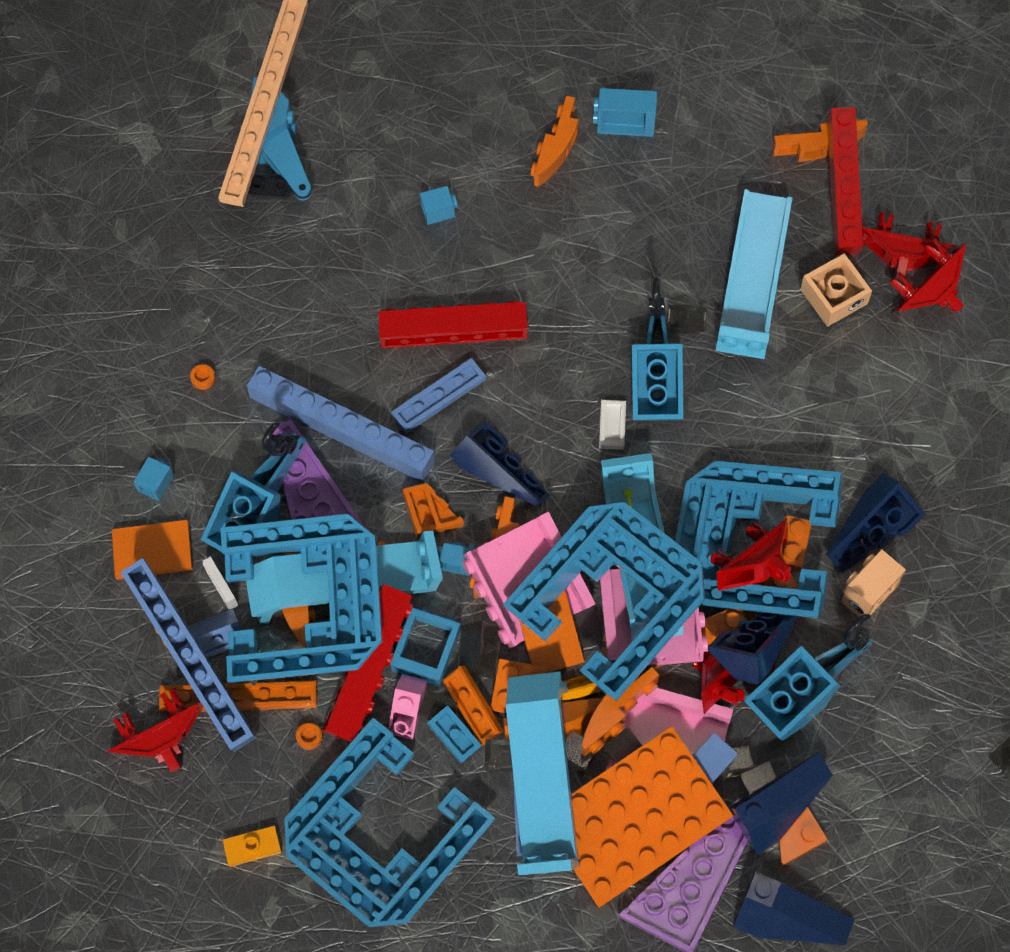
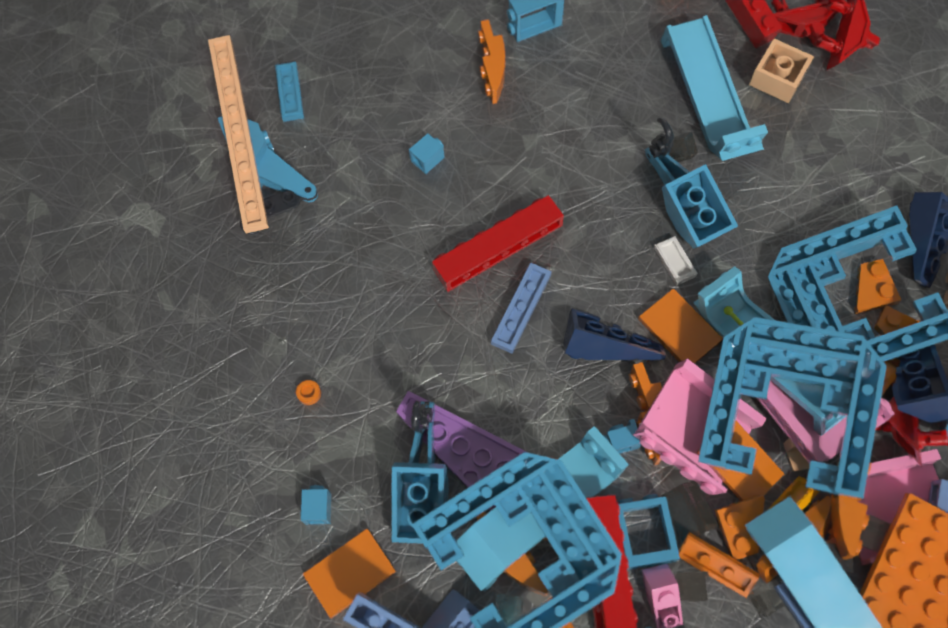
camera: 25 degrees left, 0 degrees up
(219, 583) = (430, 572): white tile -> none
(341, 424) = (454, 373): medium blue brick -> none
(343, 79) = (289, 91): none -> dark azure tile
(429, 511) = (572, 410): orange wing -> none
(454, 734) = (719, 601): dark azure plate -> none
(572, 485) = (680, 328): none -> orange tile
(757, 562) = (880, 308): red connector -> none

